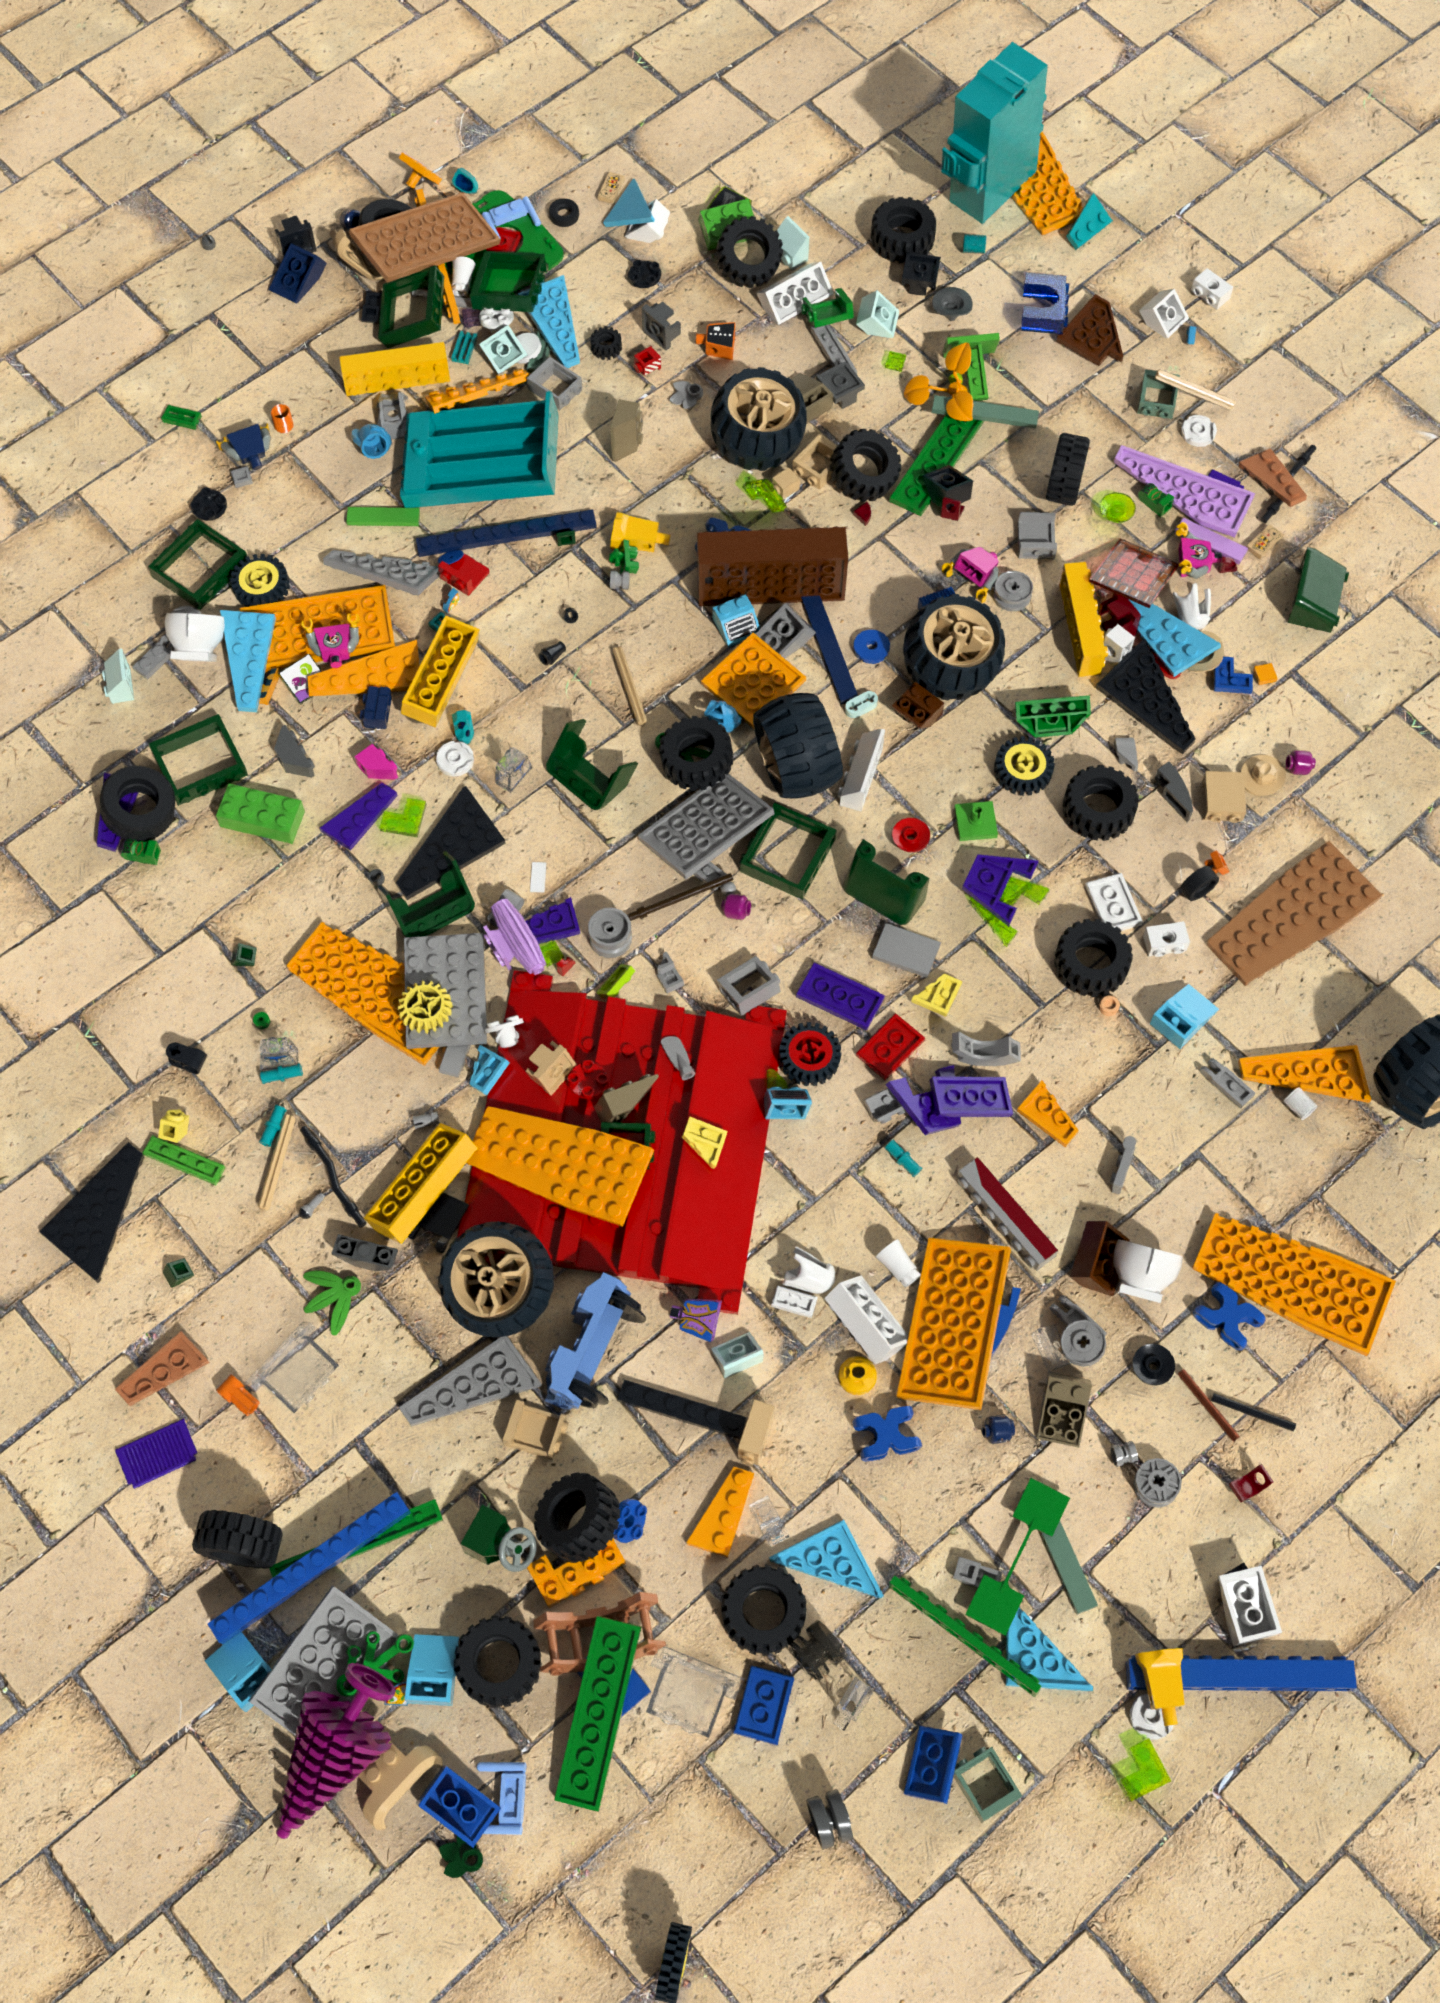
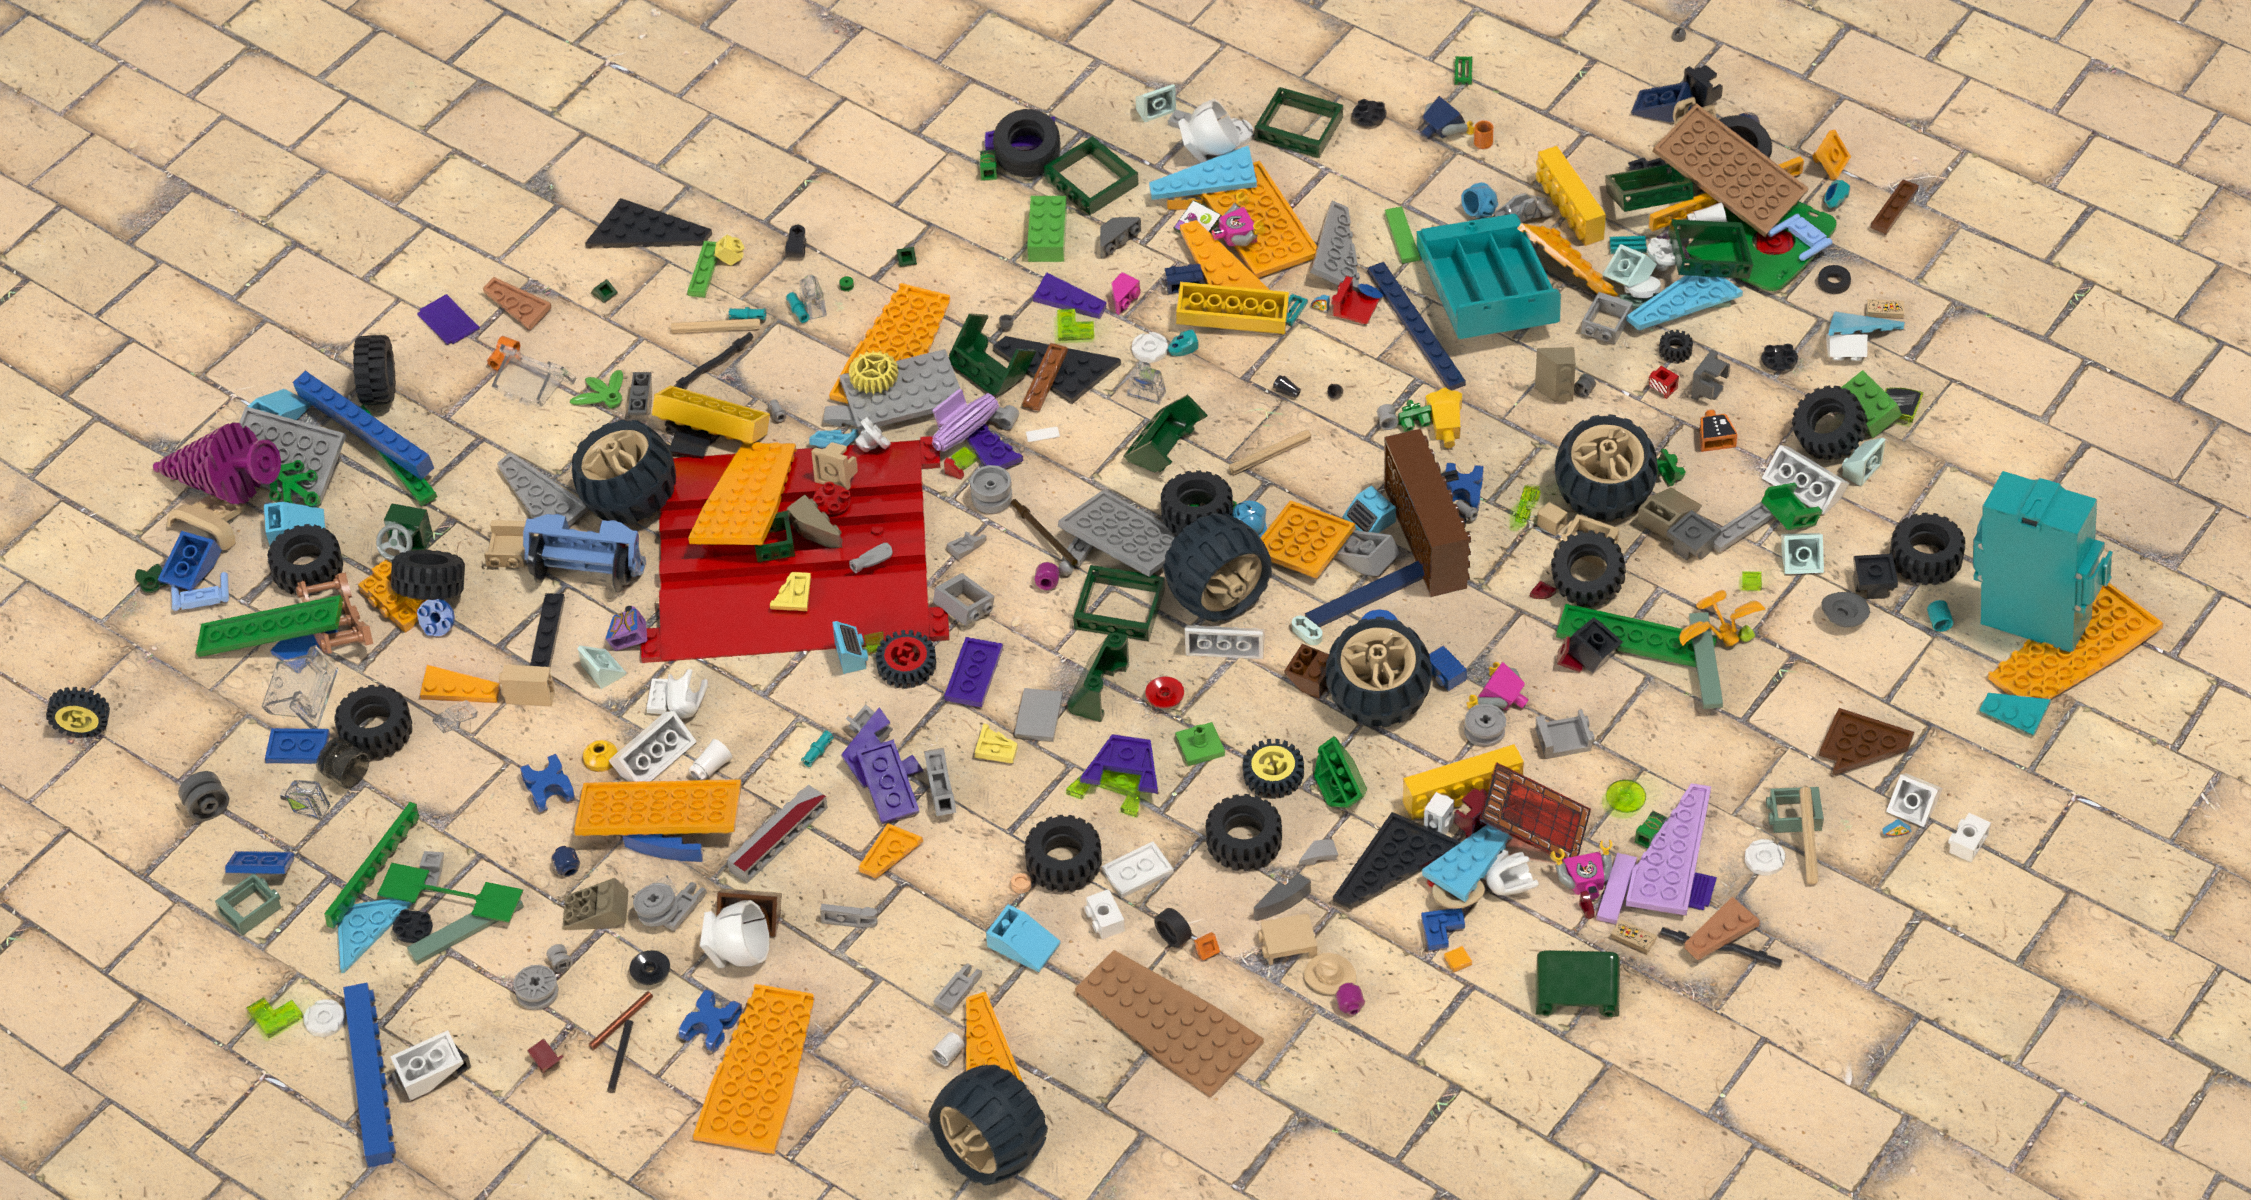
camera: 80 degrees right, 15 degrees down
(241, 477) = (1410, 128): light grey tile -> none
(257, 572) = (1294, 167): wheel -> none
(307, 1210) = (675, 355): light grey piece -> none
(471, 855) = (1045, 377): none -> dark orange tile
(494, 147) = (1894, 206): none -> reddish brown plate
(565, 538) = (1424, 368): dark green slope -> none
(615, 982) = (938, 505): lime plate -> none
(686, 394) = (1643, 420): light grey plate -> none
(831, 1557) = (430, 768): medium azure tile -> none
(890, 1046) = (932, 721): red tile -> none
(976, 374) = (1767, 638): bright green piece -> none
(1049, 1604) = (412, 926): none -> black dish
(1050, 288) = (1858, 697): clear blue arch -> none
(1067, 469) = (1641, 729): black tyre -> none
(1163, 1681) = (346, 1003): yellow piece -> none

